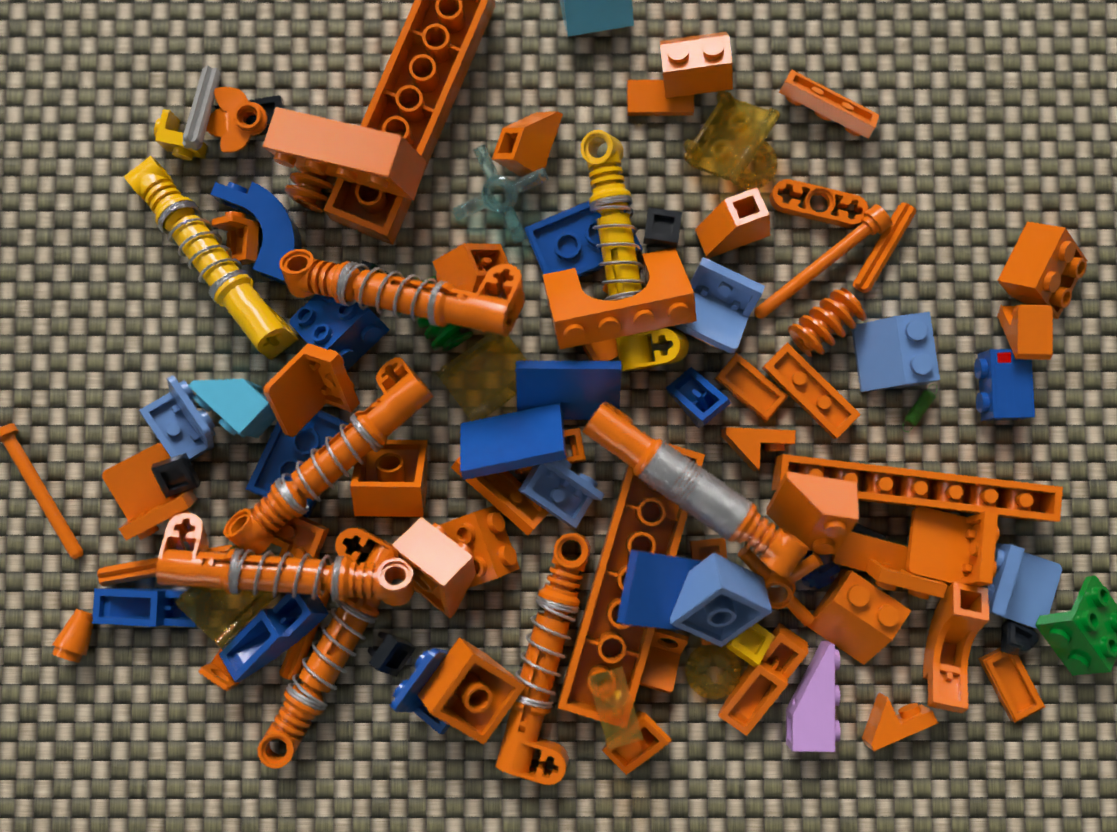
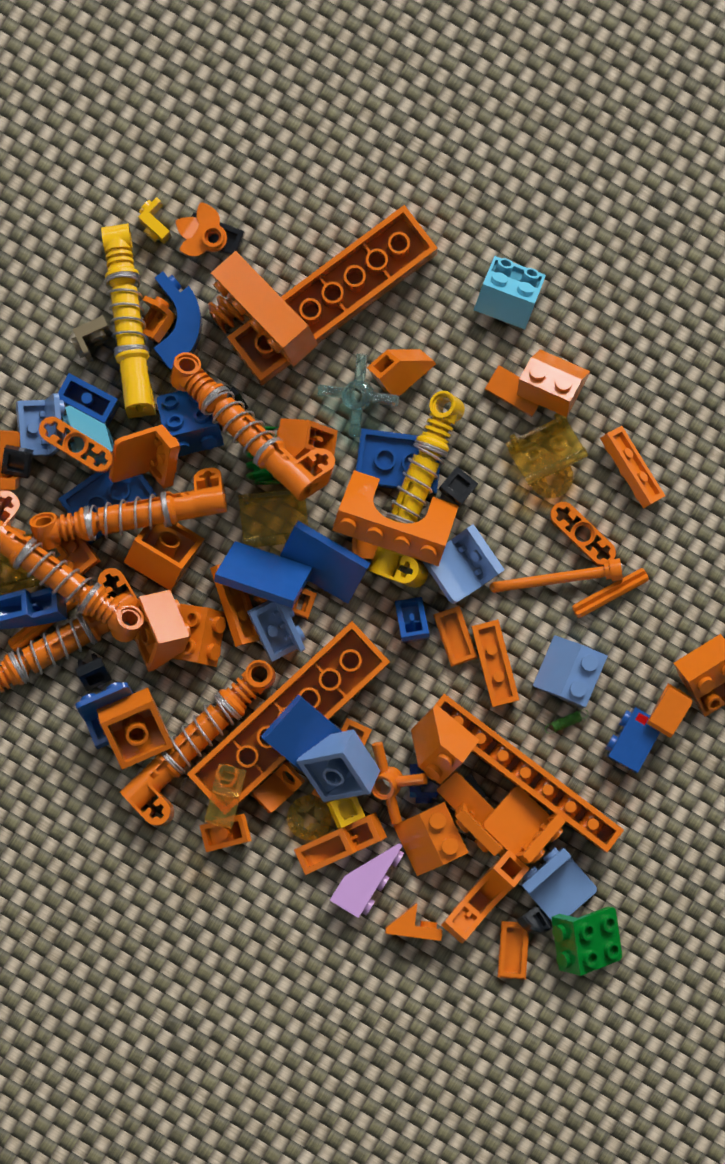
camera: 30 degrees right, 0 degrees up
(175, 293) = (92, 332): none -> dark tan bracket
(197, 409) = (62, 427): none -> orange beam
(201, 108) = (183, 211): light grey axle -> none
(214, 363) = (88, 399): none -> blue brick
(695, 489) = (366, 678): piece -> none
(734, 224) = (510, 513): orange slope -> none
(748, 442) = (428, 671): orange slope -> none
(826, 320) = (535, 621): orange piece -> none

